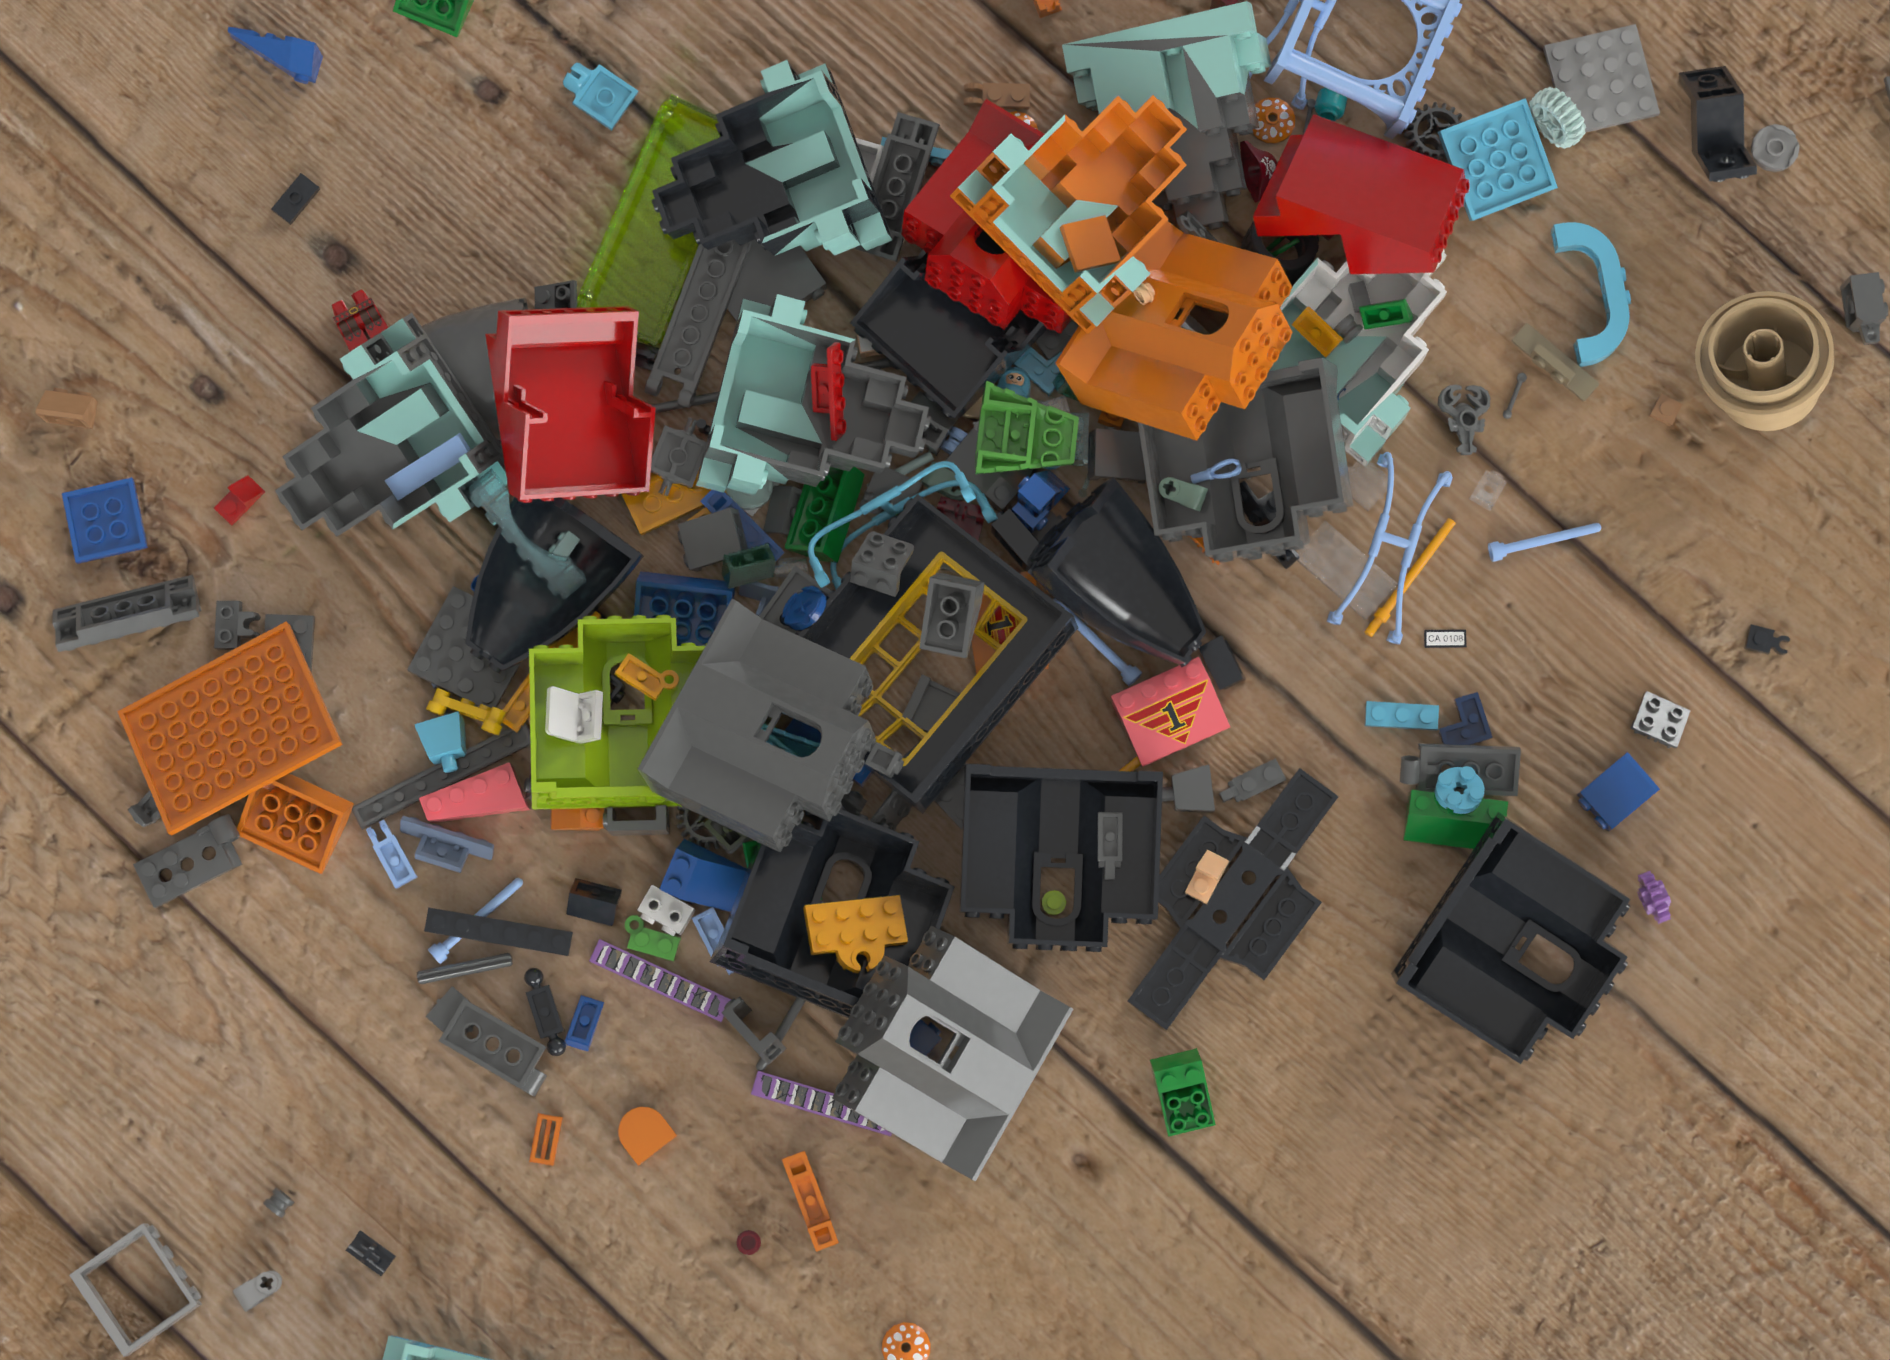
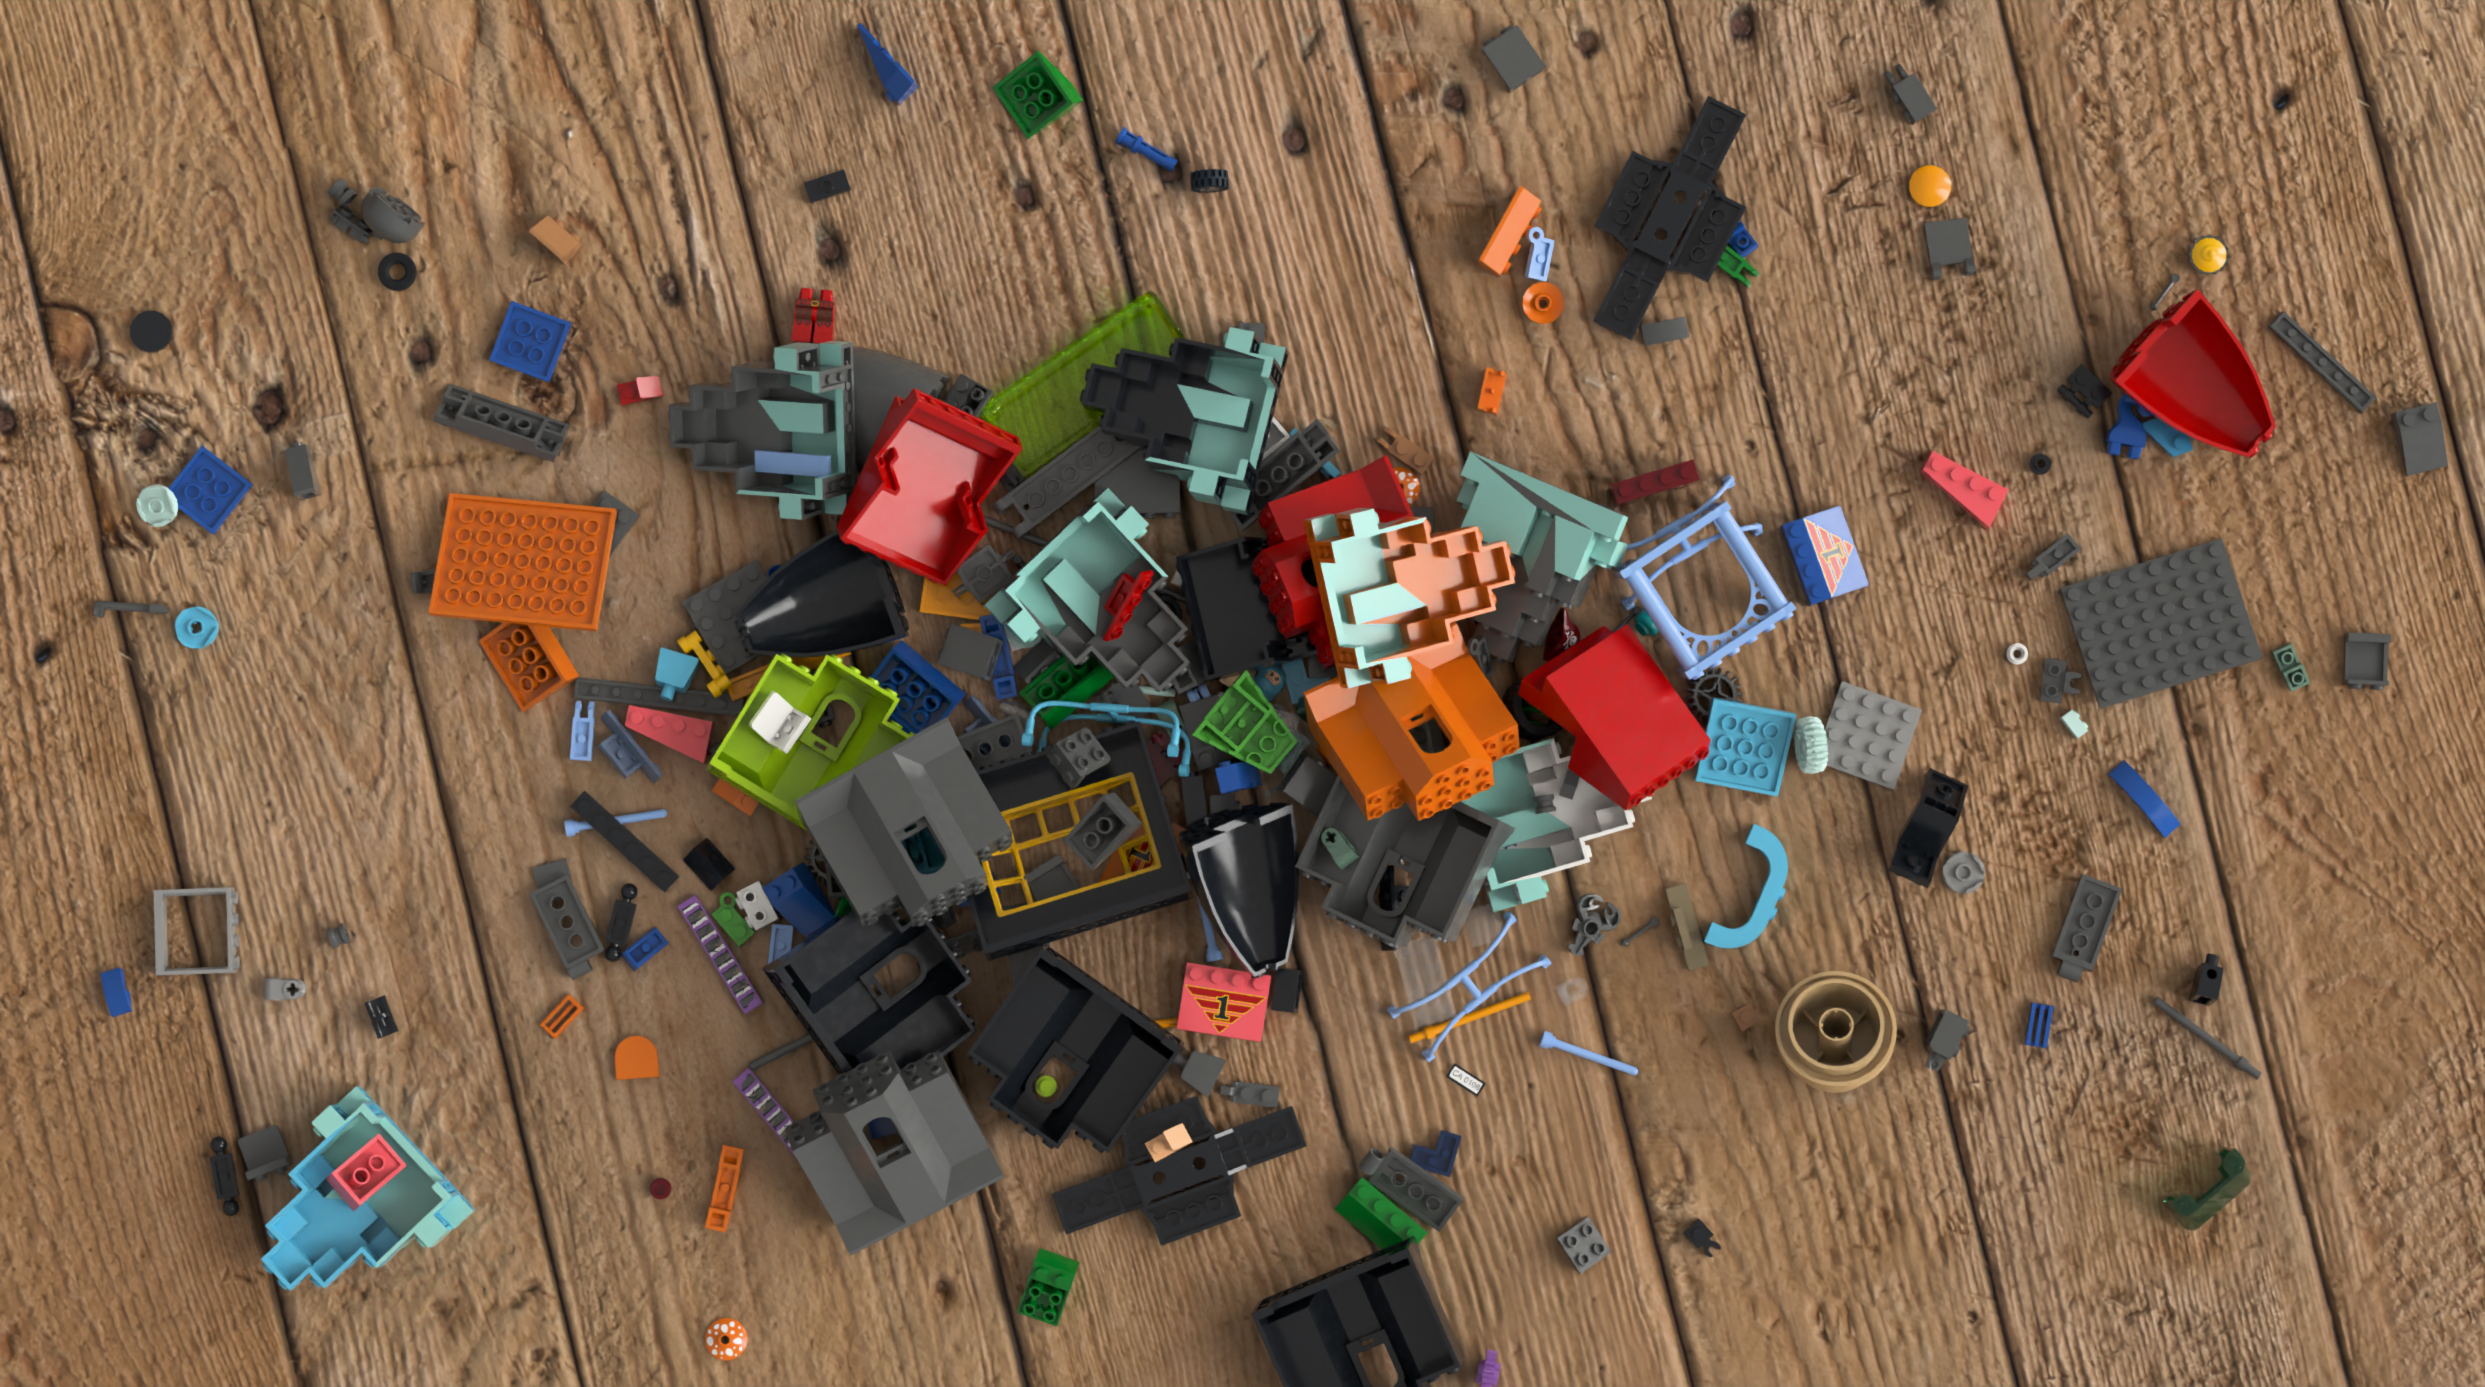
camera: 30 degrees right, 5 degrees up
(217, 834) = (464, 633): dark grey hinge -> none
(232, 625) = (575, 482): dark grey plate -> none
(464, 968) = (583, 851): dark grey axle -> none
(559, 570) = (840, 603): clear light blue arch -> none
(565, 544) = (856, 584): light aqua piece -> none
(599, 93) = (1106, 254): medium azure plate -> none
(644, 677) = (850, 726): light orange hinge -> none
(660, 826) = (793, 841): dark grey panel -> none
(748, 566) = (981, 691): clear green brick -> none
(769, 1047) = (761, 1057): dark grey panel -> none
(804, 608) = (1001, 751): blue tile -> none
(856, 929) = (884, 1014): light orange plate -> none
(885, 760) = (982, 908): dark grey bracket -> none
(1026, 516) = (1212, 787): blue bracket -> none
(1090, 243) = (1384, 623): orange tile -> none
(1109, 842) = (1112, 1071): dark grey hinge -> none
(1144, 293) = (1402, 686): light nougat plate -> none
(1209, 473) = (1367, 846): light blue piece -> none
(1278, 130) = (1603, 614): orange dish -> none
(1317, 331) = (1519, 791): light orange plate -> none
(1385, 314) = (1578, 812): green slope -> none
(1401, 715) = (1394, 1116): medium azure plate -> none
(1464, 778) = (1387, 1207): medium azure plate -> none
(1617, 792) = (1513, 1278): blue slope -> none

